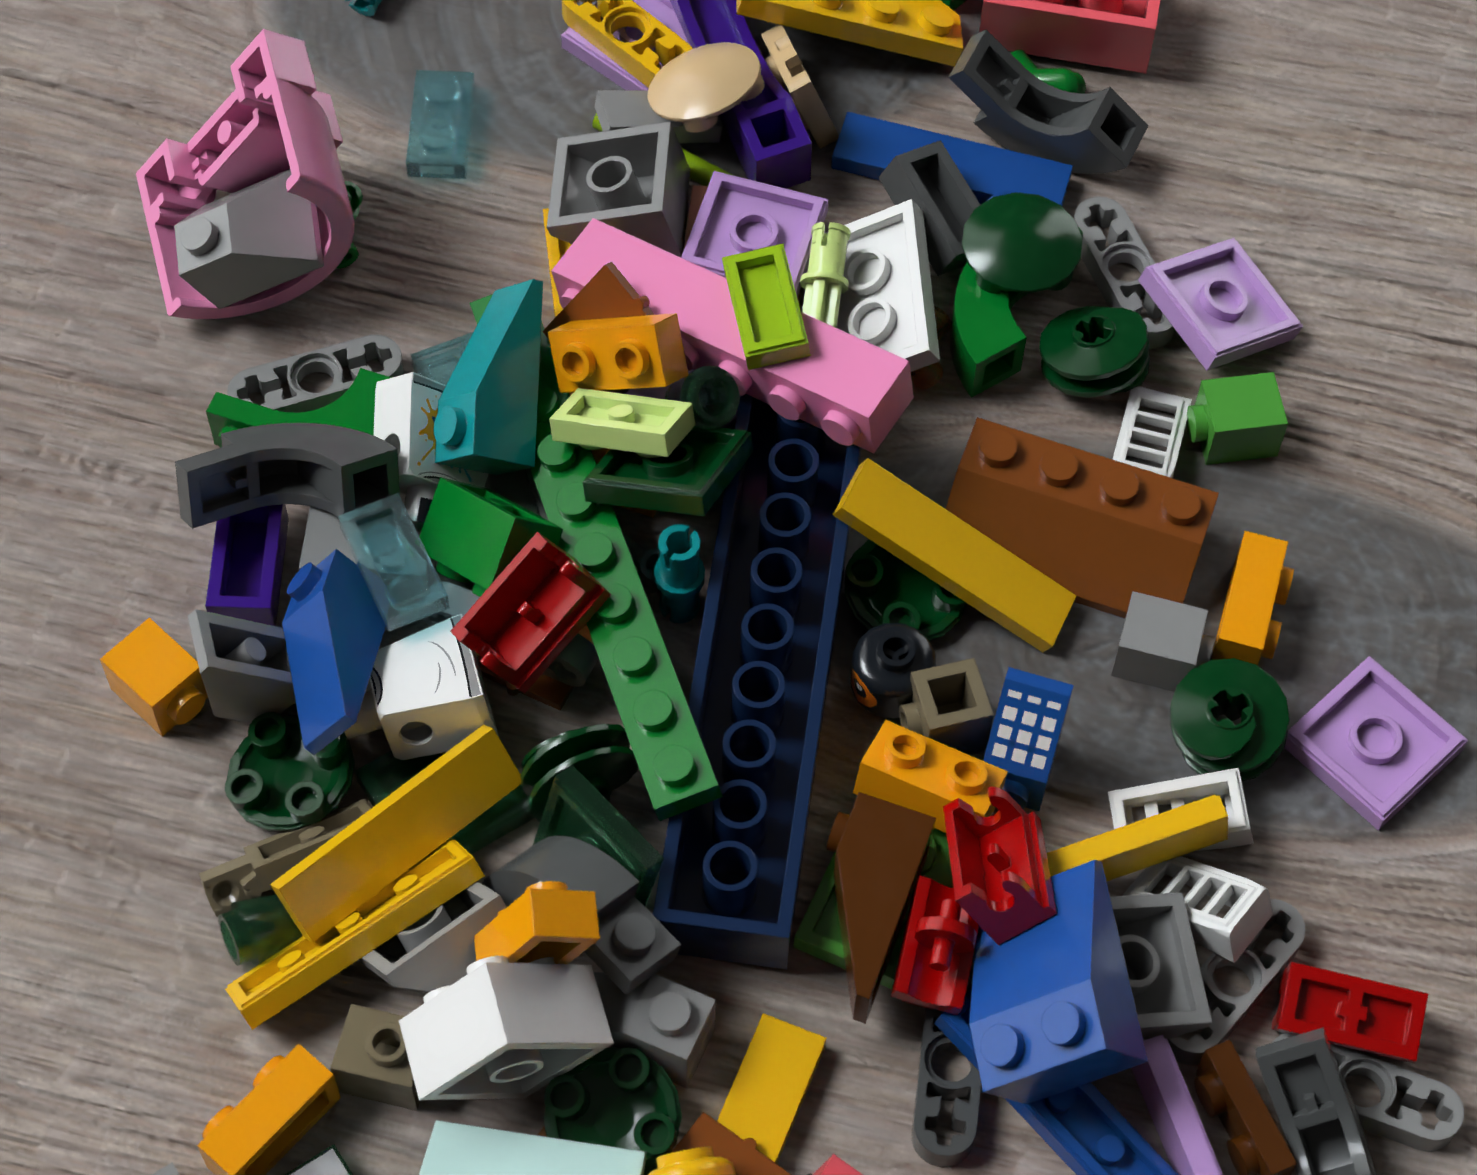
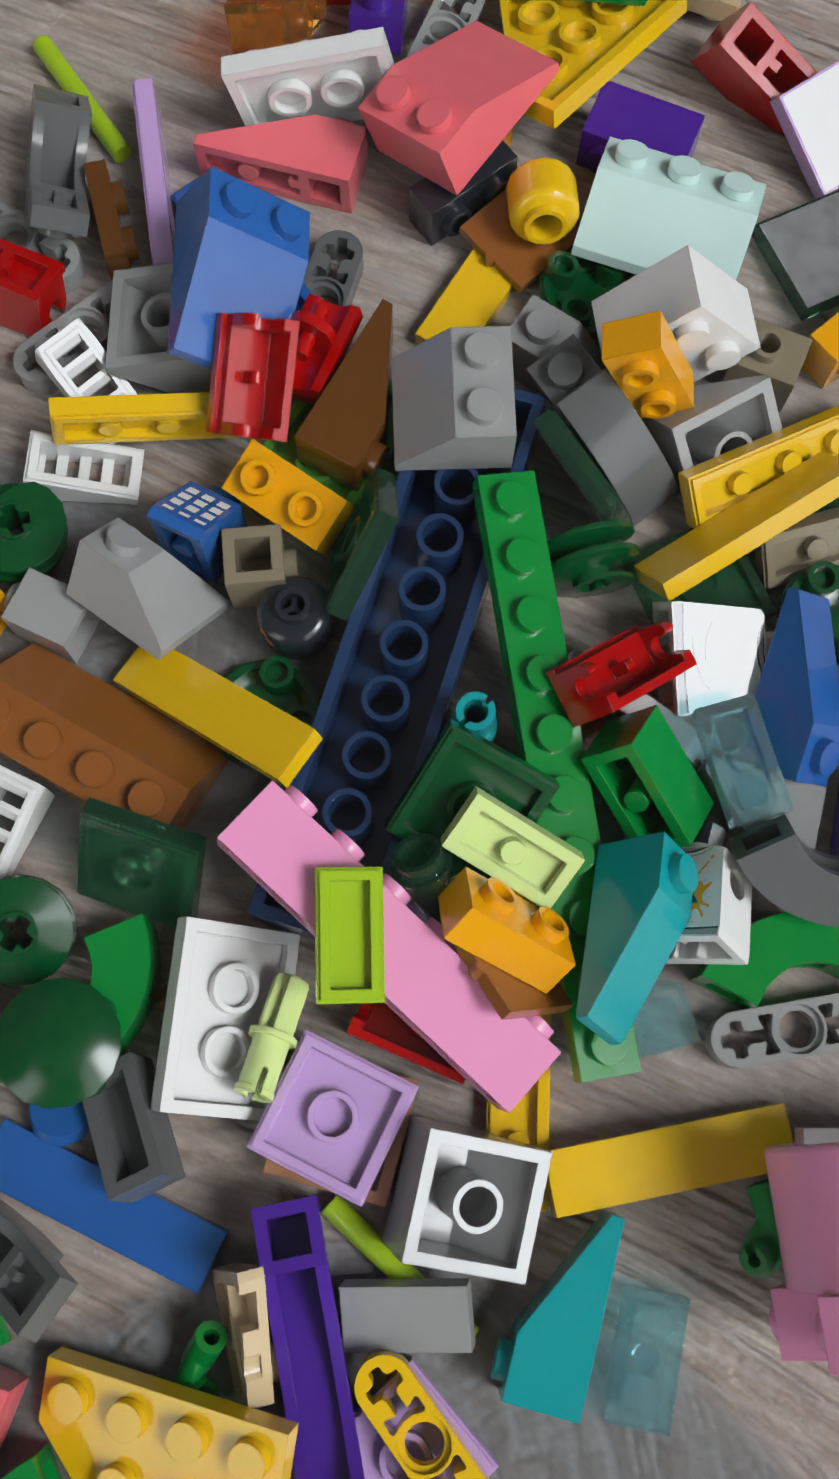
camera: 170 degrees left, 15 degrees up
(435, 258) = (664, 1160): none -> yellow tile
(521, 126) = (558, 1332): none -> teal slope
(705, 84) = (352, 1319): tan dish -> none
(757, 867) = (455, 401): none -> light grey slope
(832, 62) = (200, 1355): none -> green arm
(833, 722) = (361, 542): none -> clear green tile
(991, 405) = (139, 863): none -> clear green tile
(1070, 647) = (141, 589): none -> light grey slope

